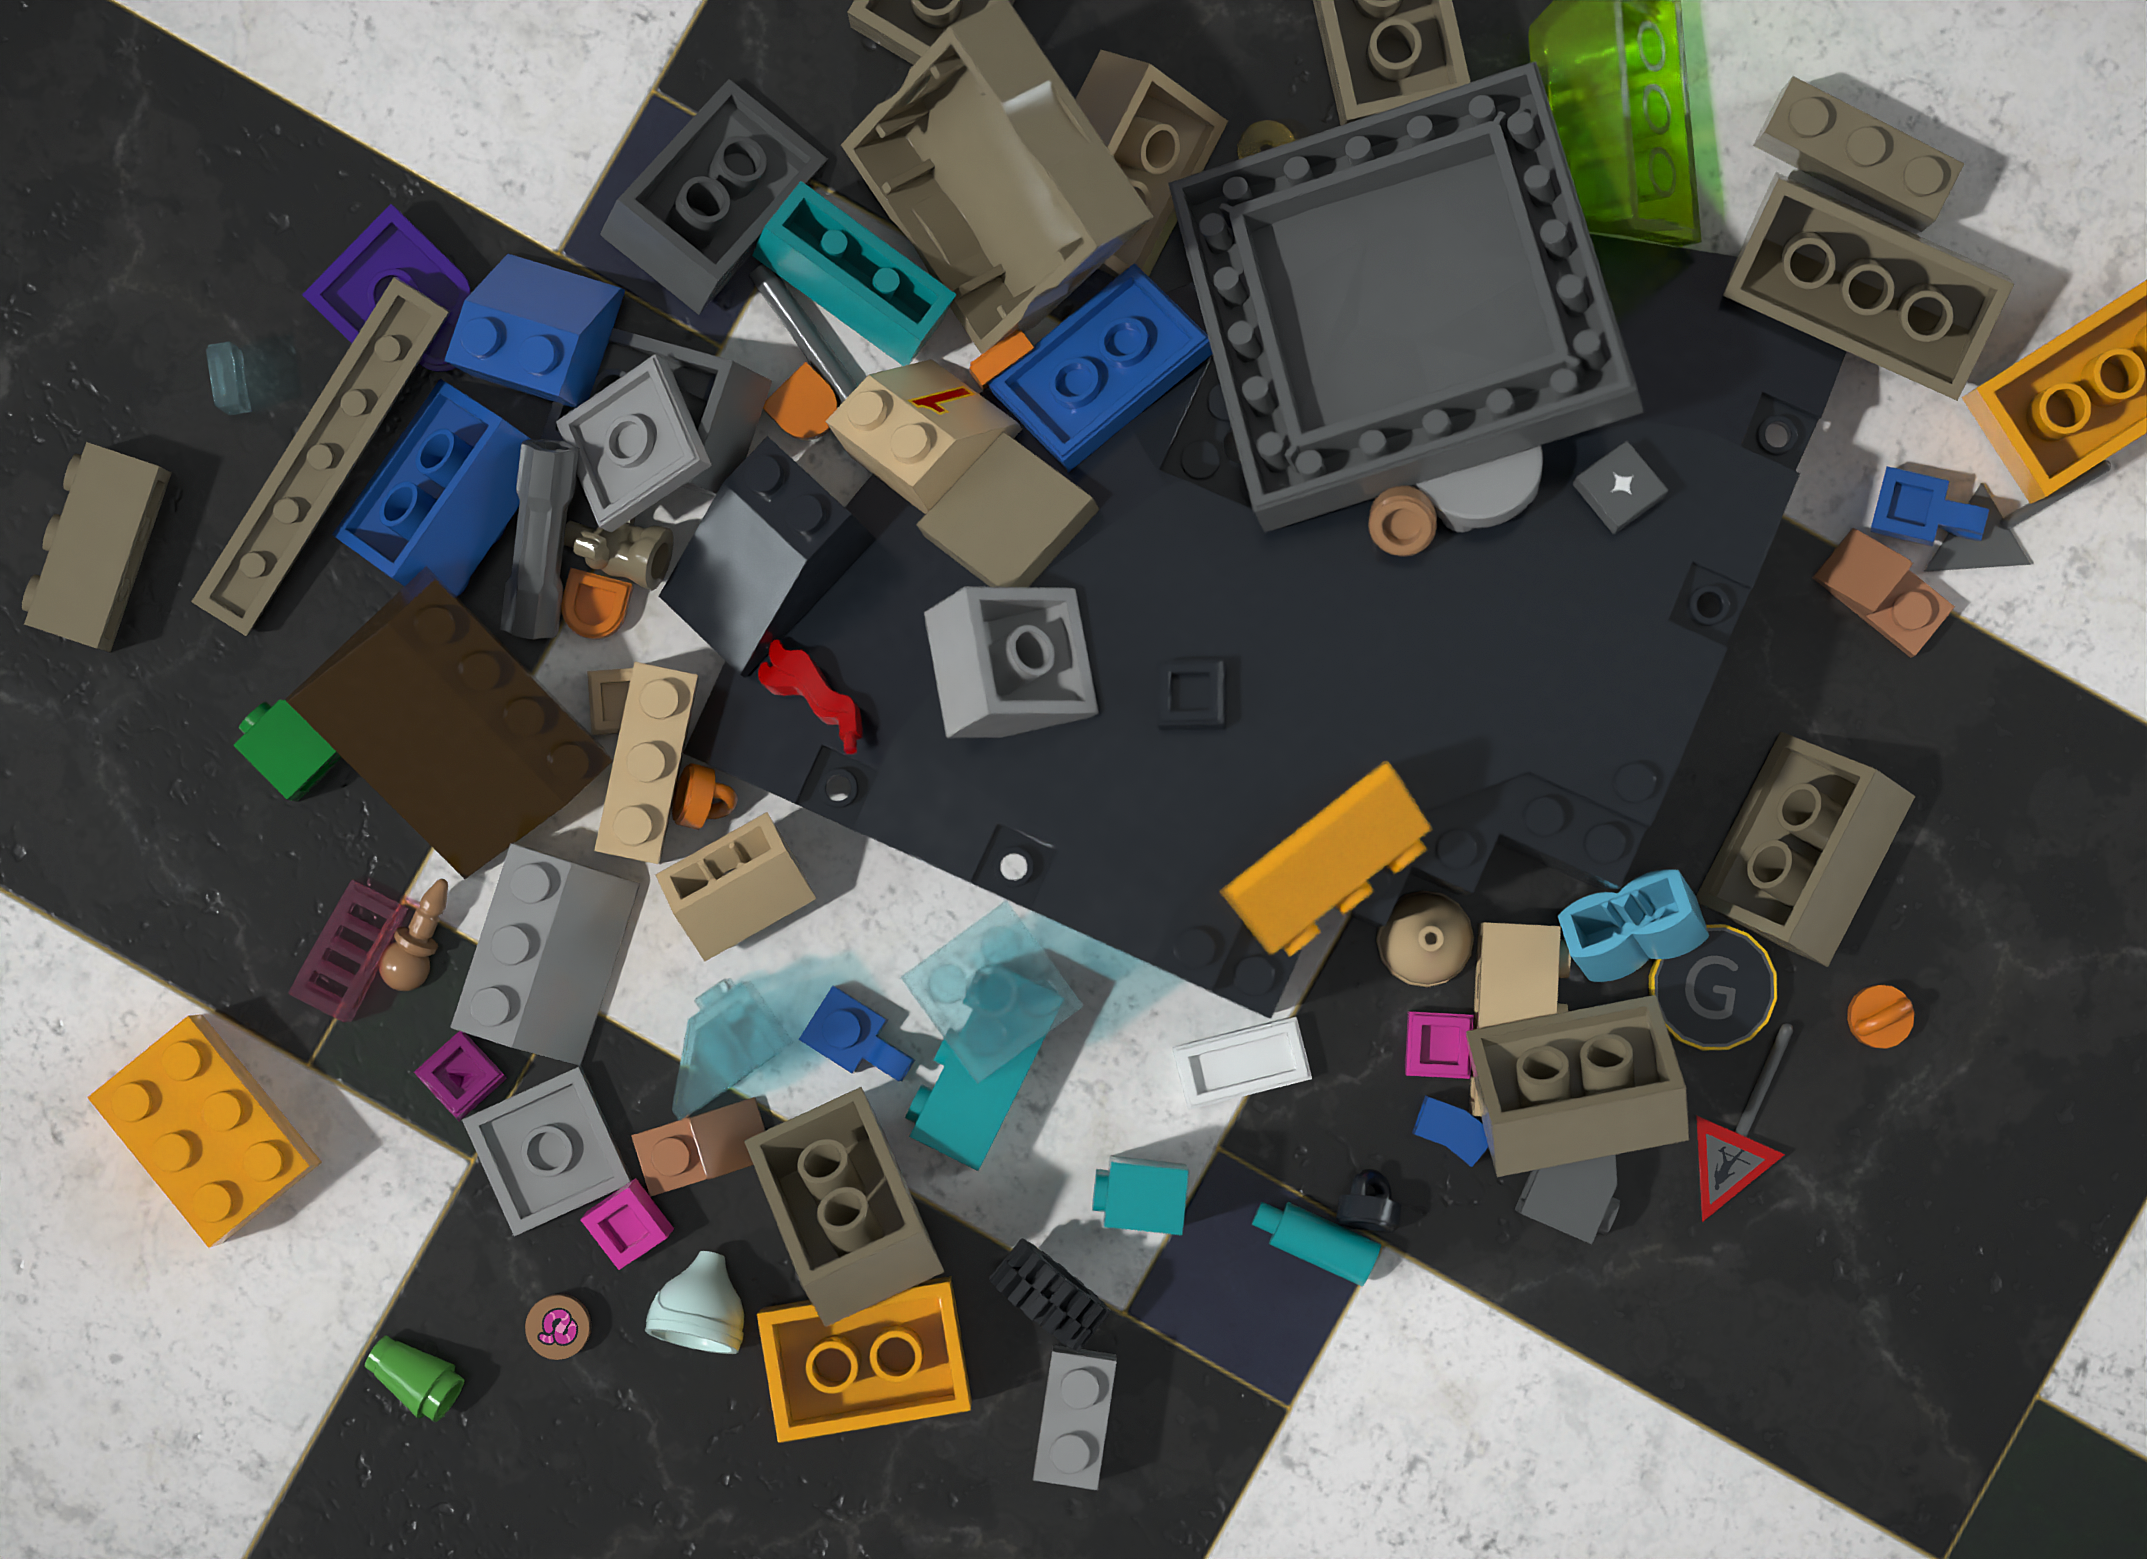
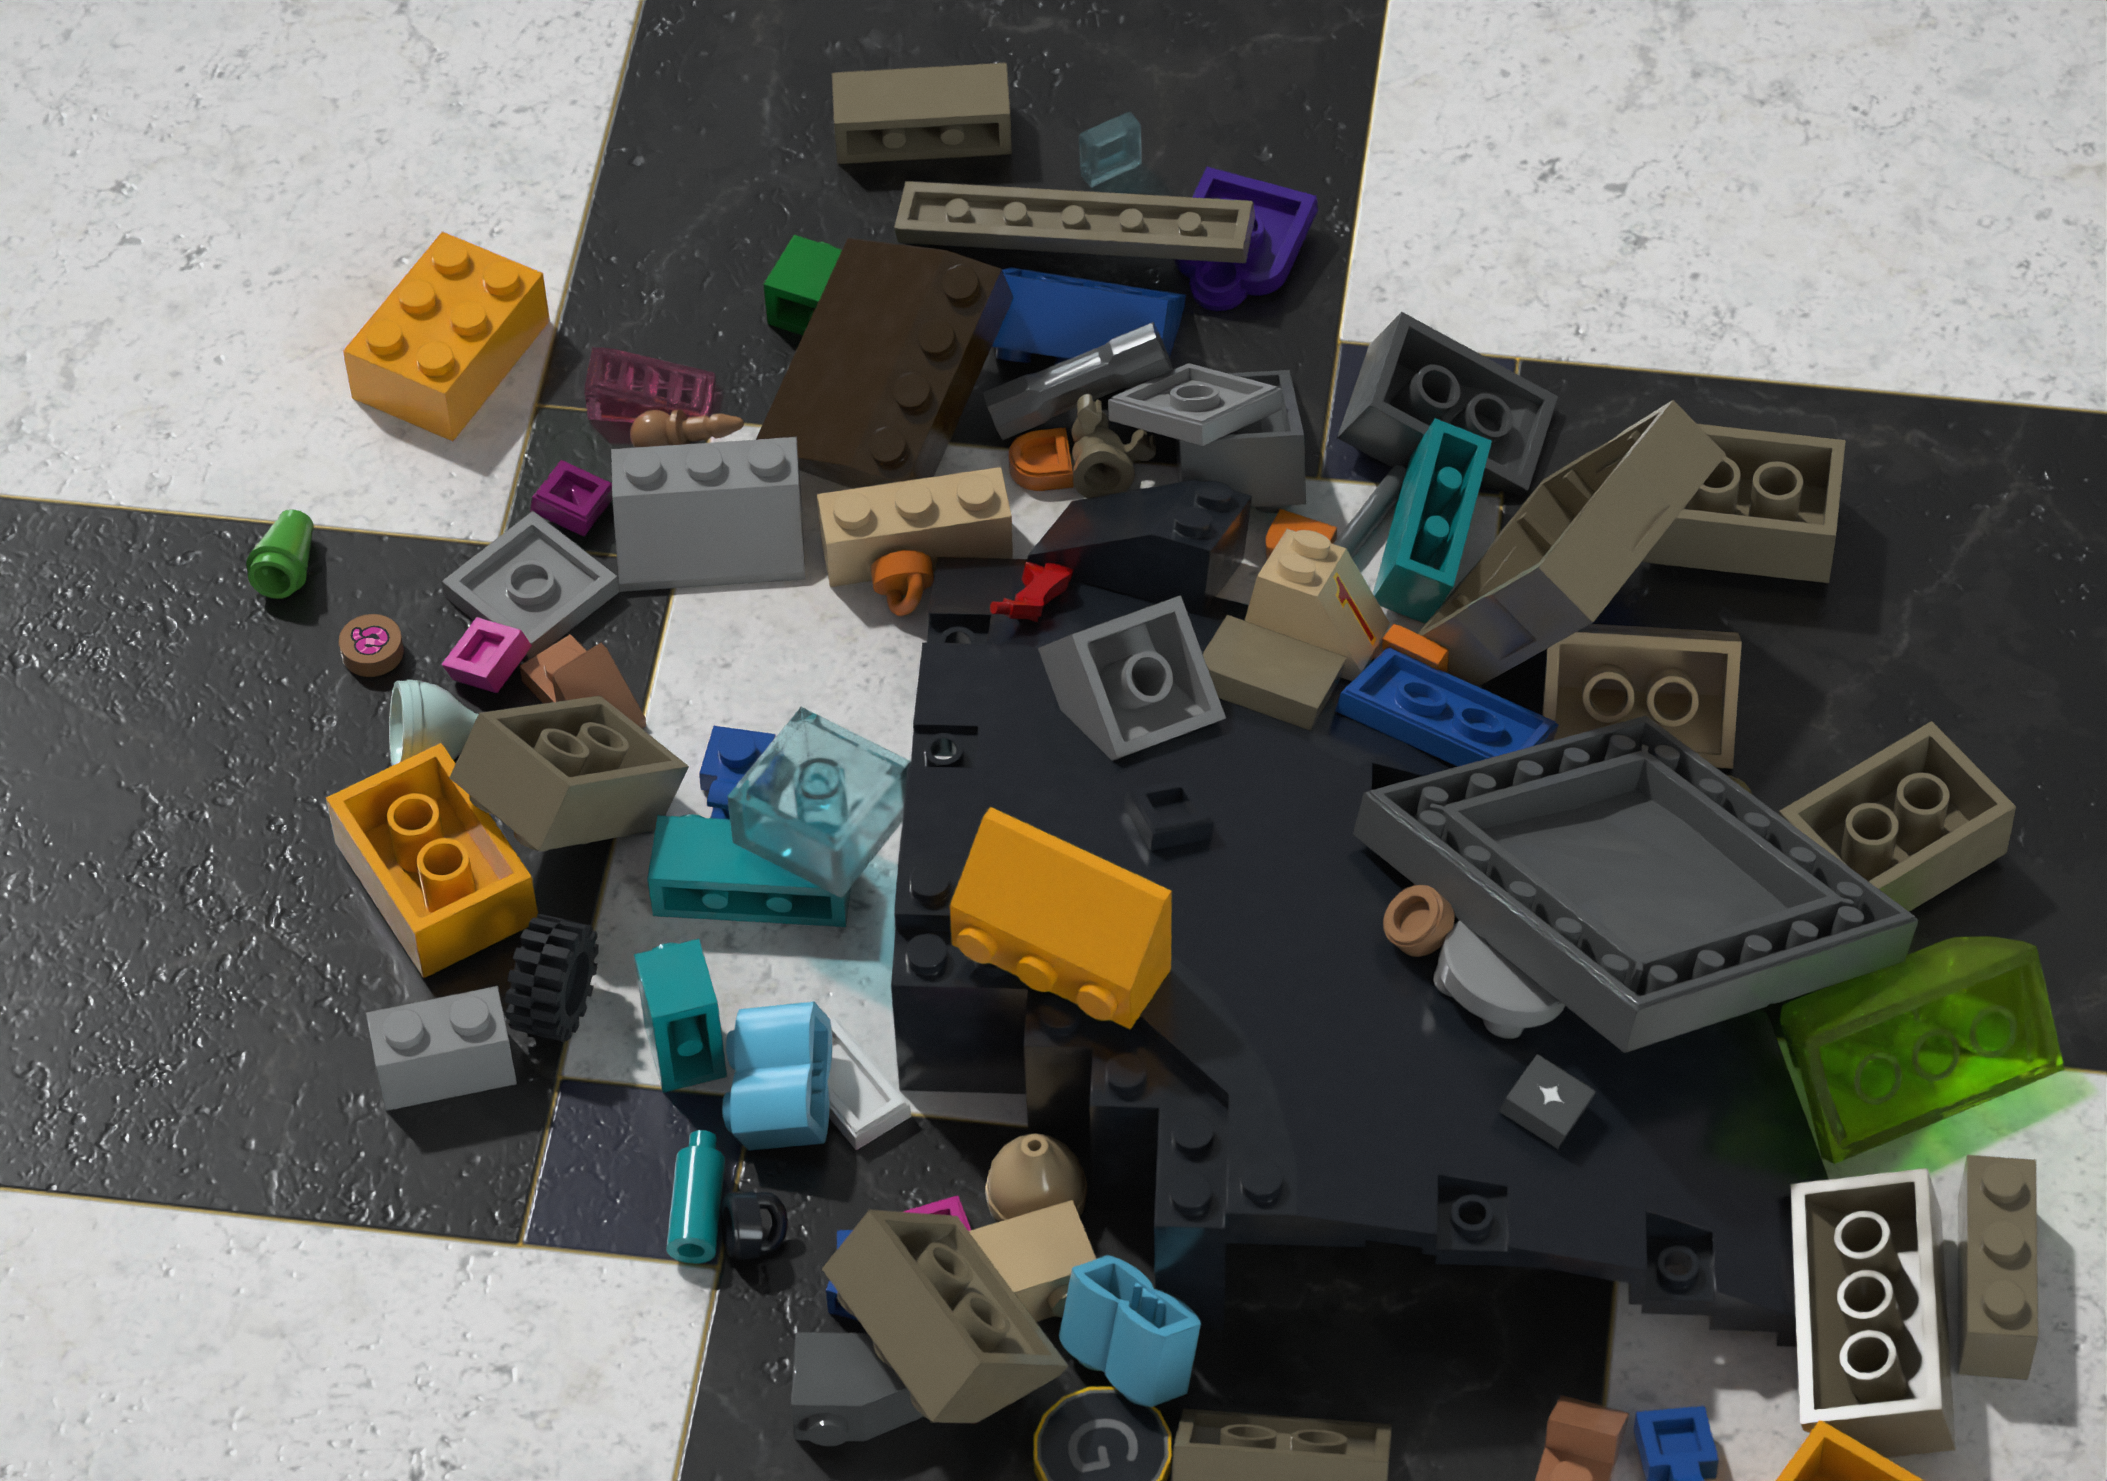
camera: 70 degrees right, 35 degrees down
(536, 330) = (1260, 322): blue slope -> none
(725, 1044) = (680, 651): clear light blue slope -> none
(729, 907) = (832, 622): tan brick -> none
(1235, 1126) = (779, 1076): none -> medium azure brick

